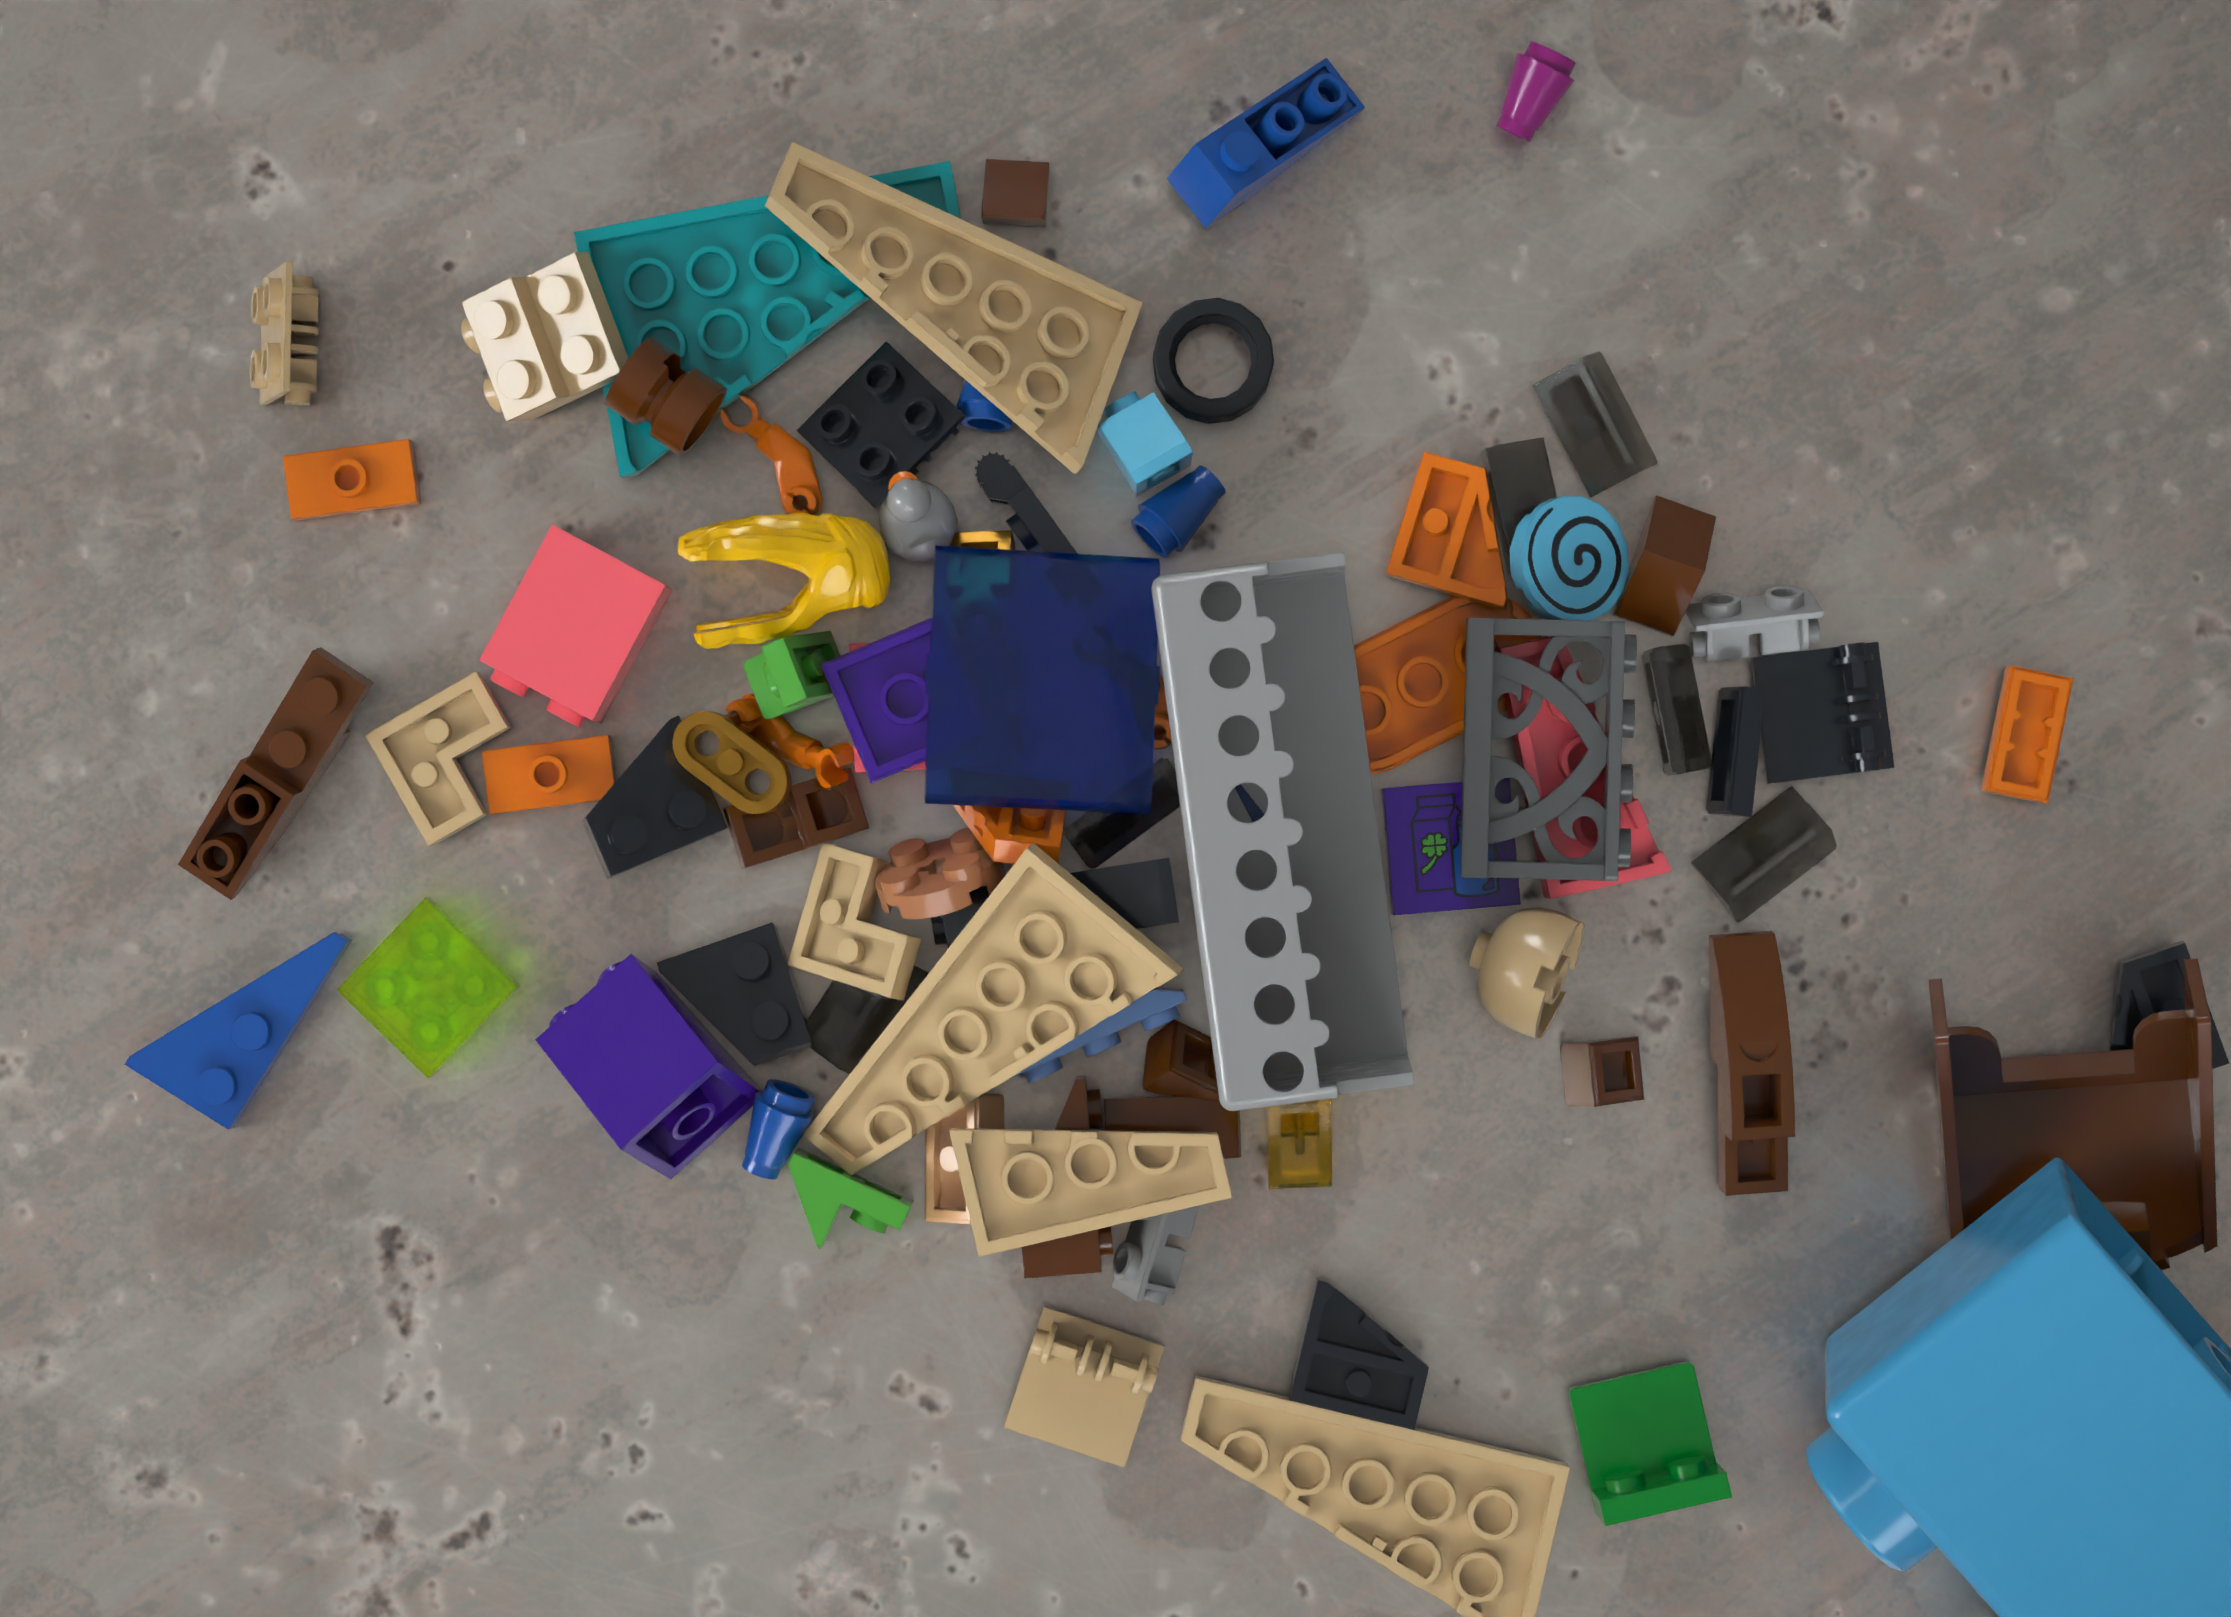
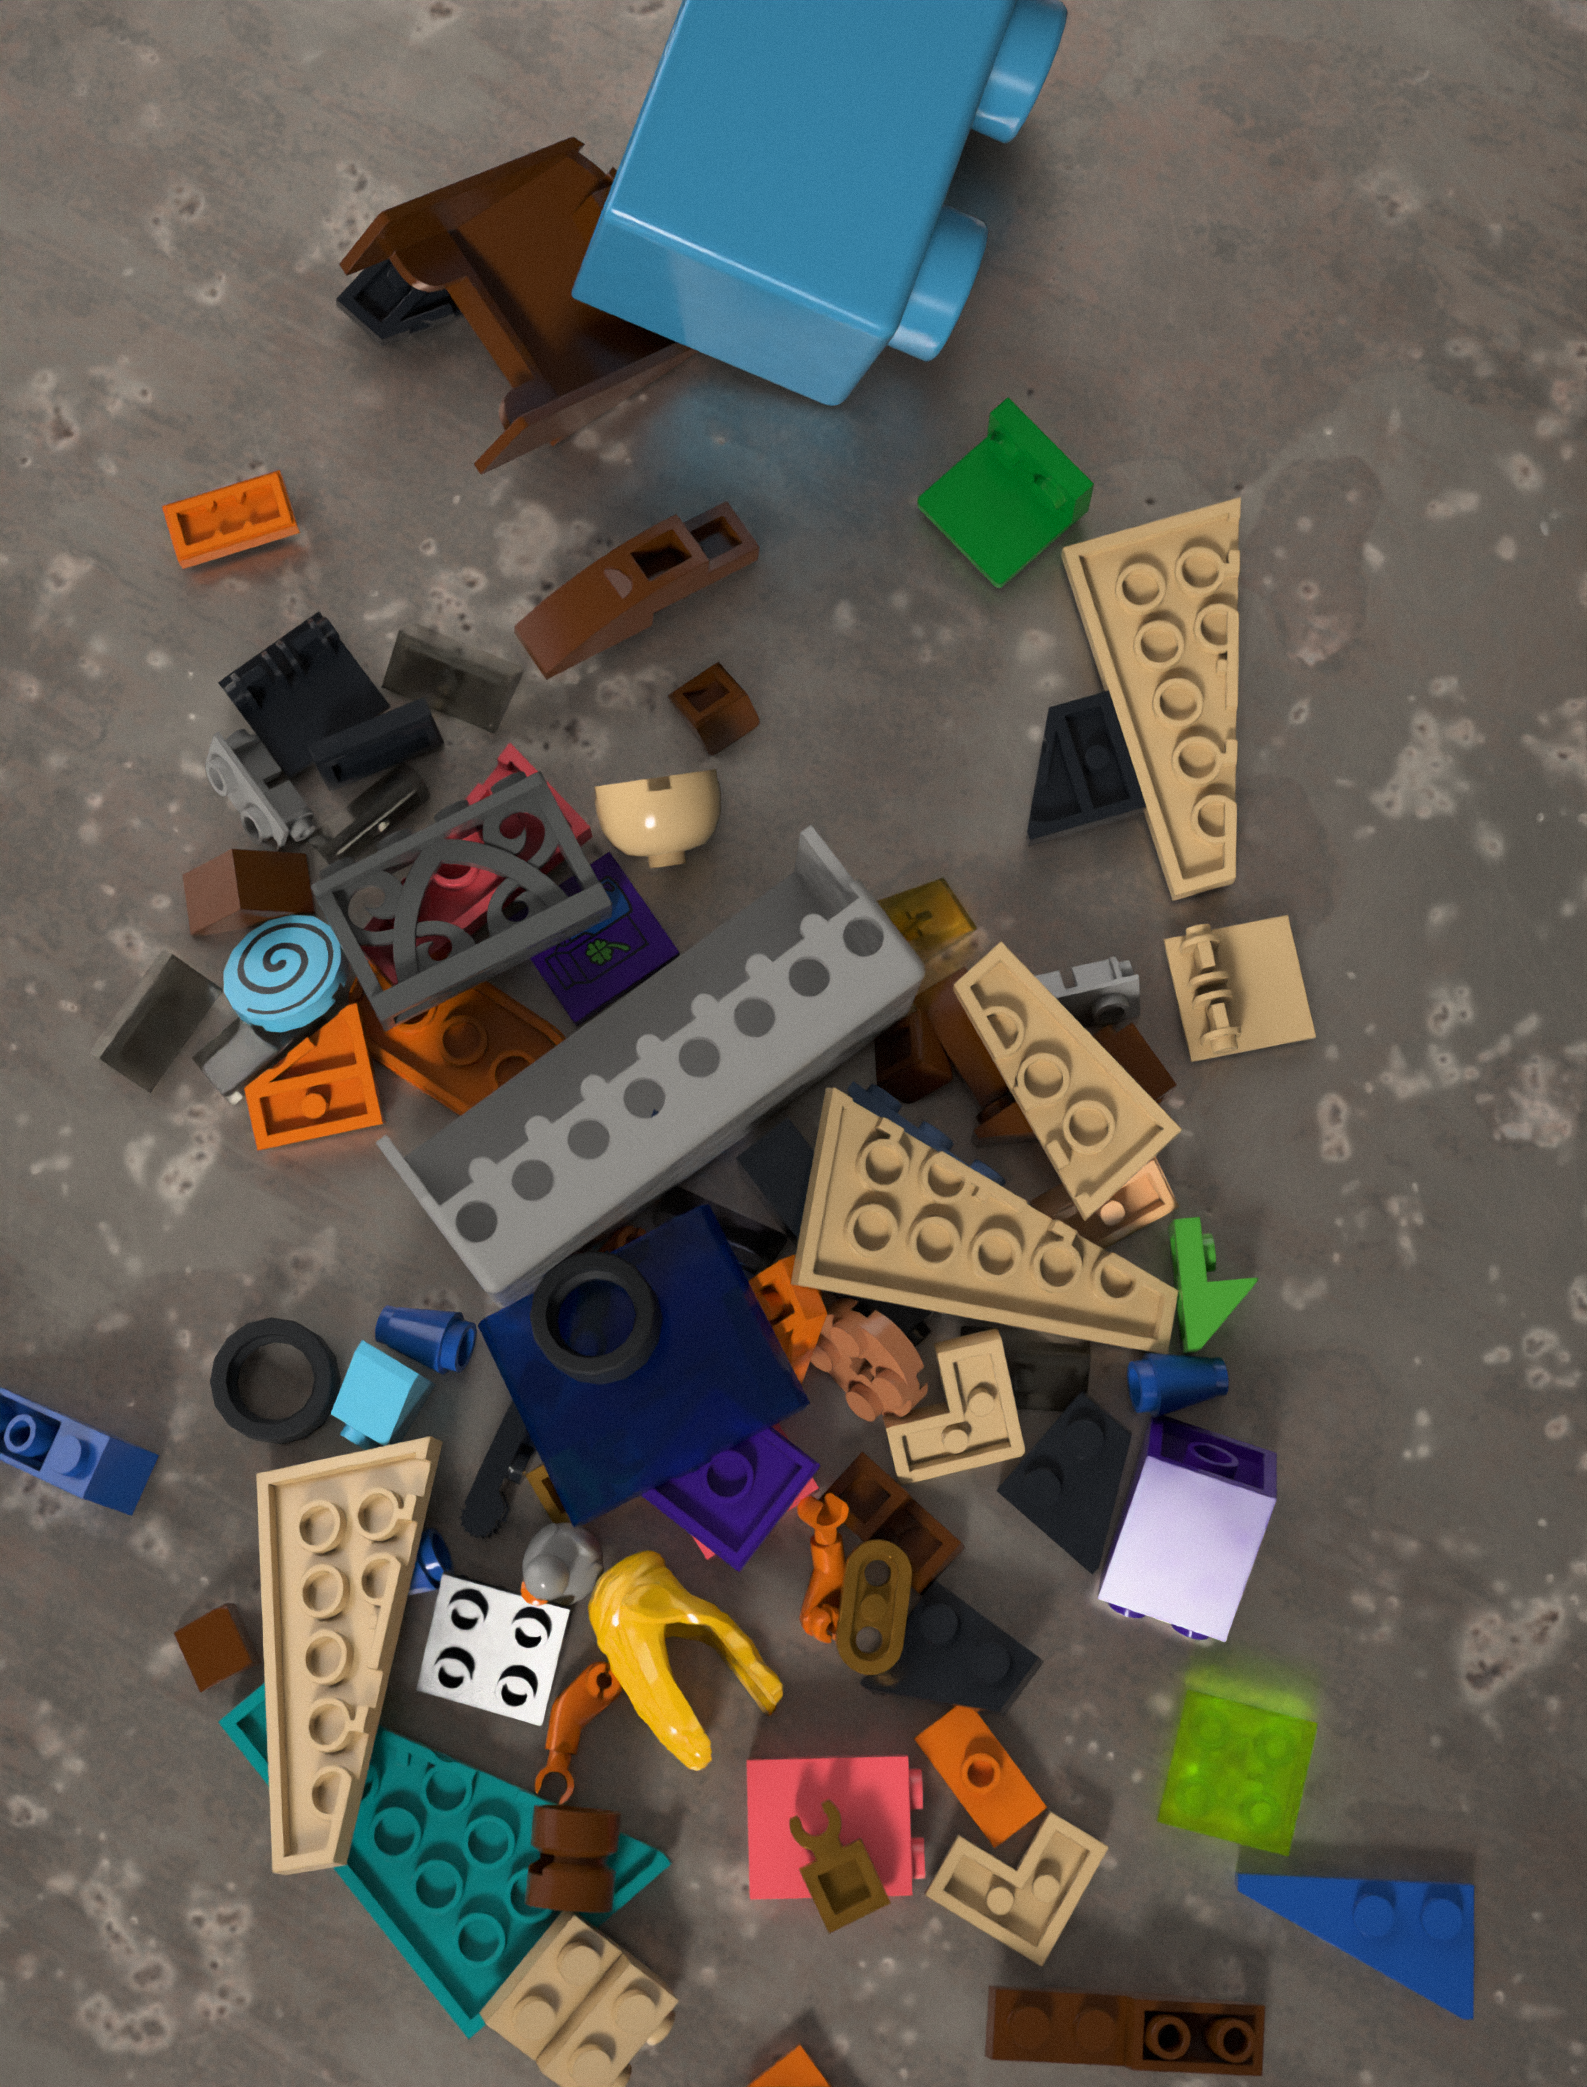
camera: 120 degrees left, 10 degrees down
(523, 608) = (841, 1876): none -> pearl gold plate
(791, 673) = (764, 1598): bright green slope -> none
(1051, 669) = (567, 1277): none -> black tyre

